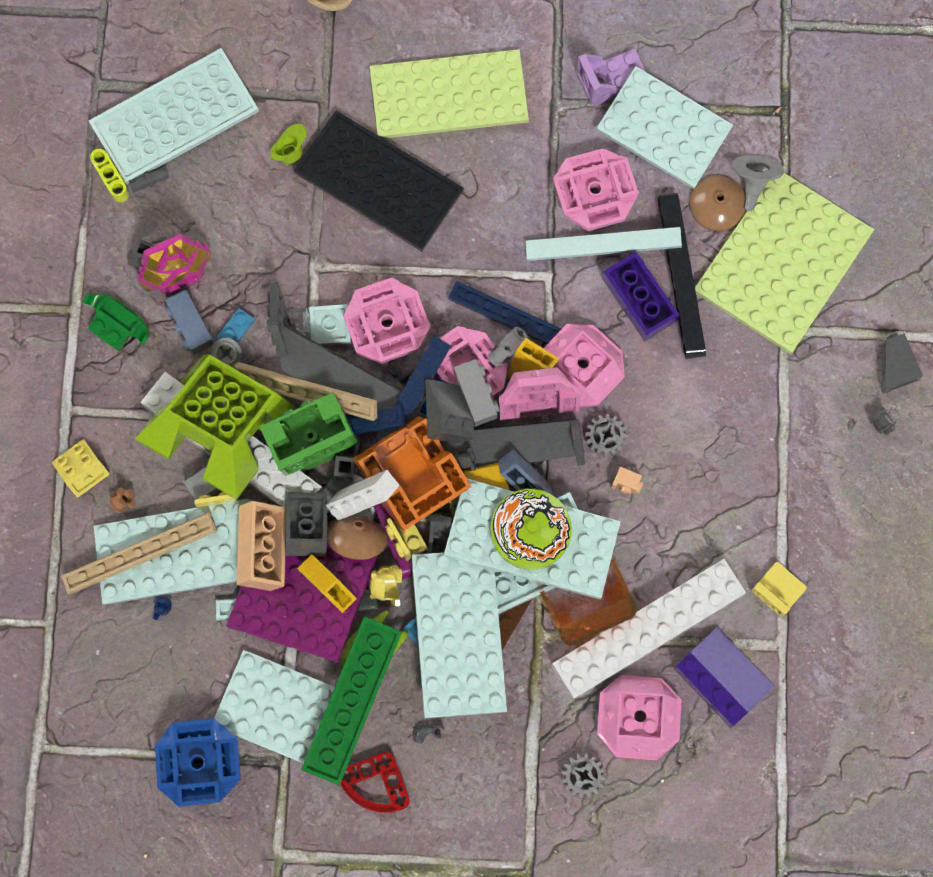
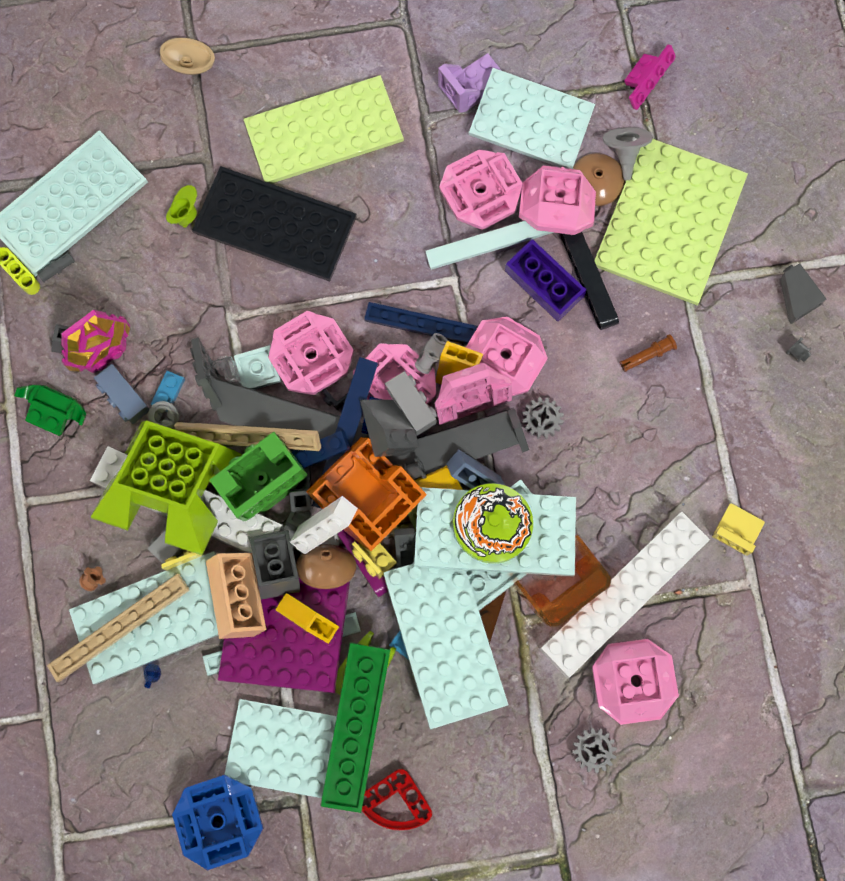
camera: 10 degrees left, 0 degrees up
(80, 468) = (44, 557): light yellow bracket -> none
(384, 584) = (362, 606): light yellow helmet -> none
(423, 731) = (430, 741): dark grey arm -> none
(627, 481) = (572, 457): light nougat brick -> none
(672, 234) = (558, 201): none -> bright pink piece
(723, 677) = (706, 625): slope -> none
(737, 390) = (656, 350): none -> dark orange pin
(794, 105) = (647, 74): none -> dark pink bracket

